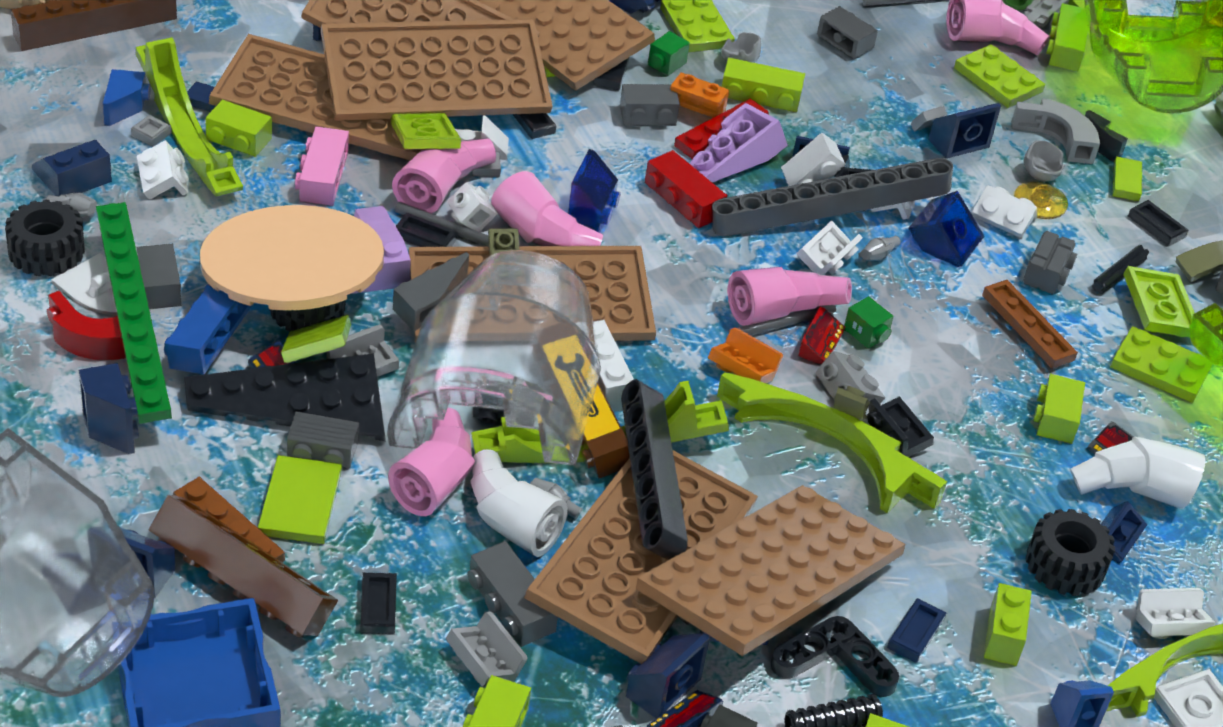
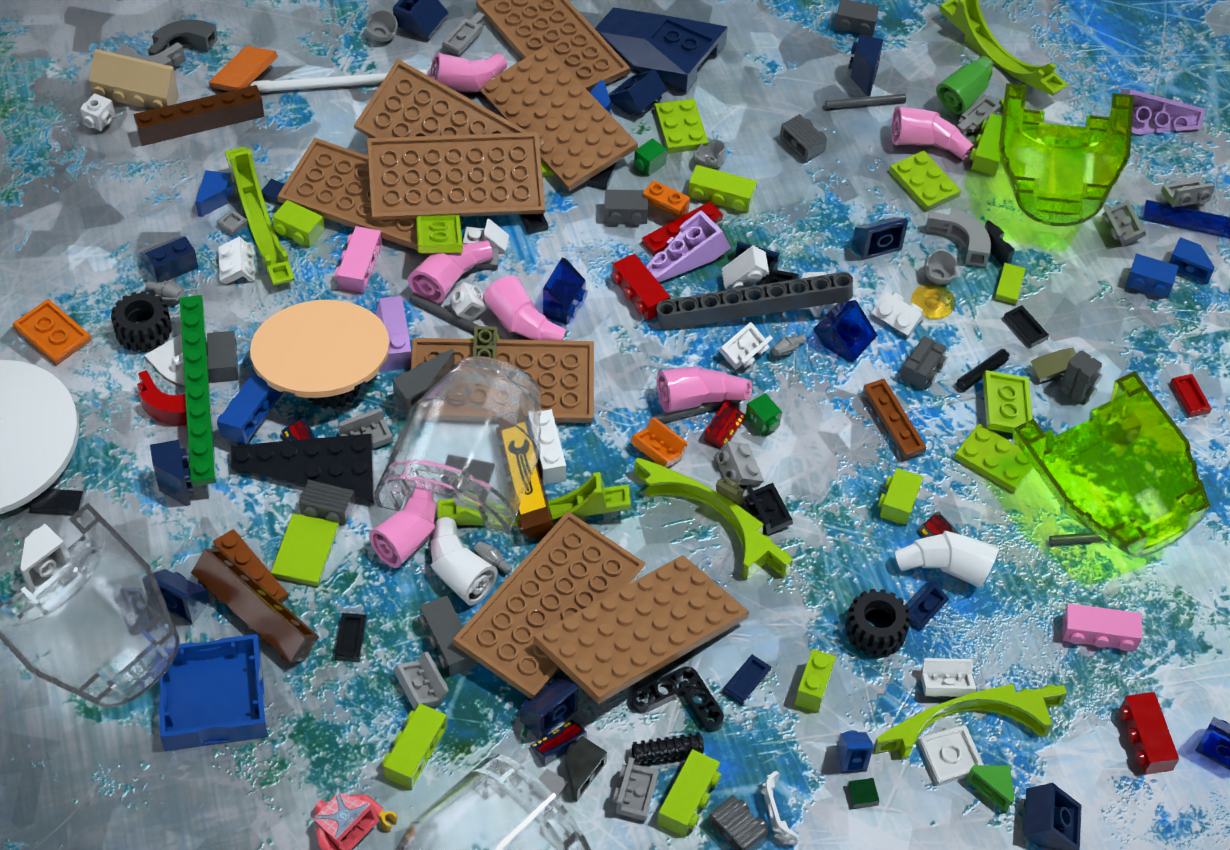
camera: 10 degrees right, 10 degrees up
(316, 339) = (330, 419): lime tile -> none
(425, 233) = (430, 322): black tile -> none
(653, 470) = (564, 543): black beam -> none
(927, 117) = (852, 223): light grey tile -> none

